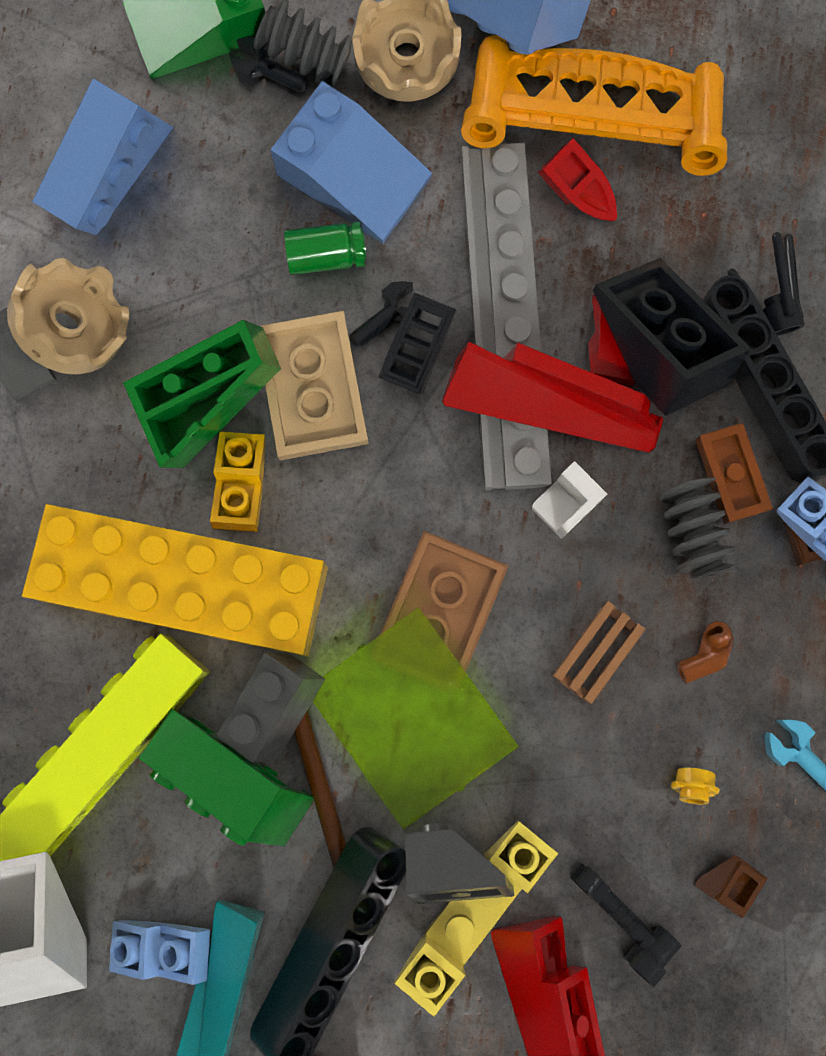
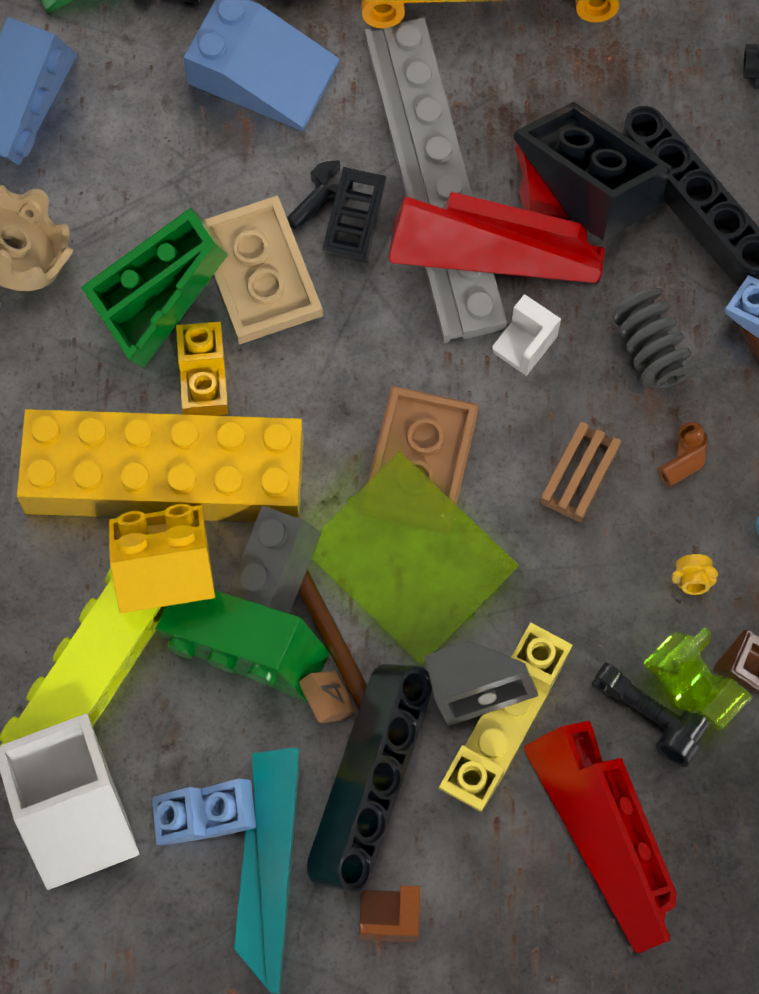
camera: 10 degrees left, 10 degrees down
(150, 693) = (160, 558): none -> yellow slope
(302, 853) = (327, 696): none -> medium nougat tile
(325, 248) = (249, 141): green piece -> none
(580, 182) = (484, 45): red plate -> none
(671, 904) = (691, 683): none -> clear neon green piece
(732, 461) = (682, 286): dark orange plate -> none
(784, 308) = (699, 129): black plant -> none

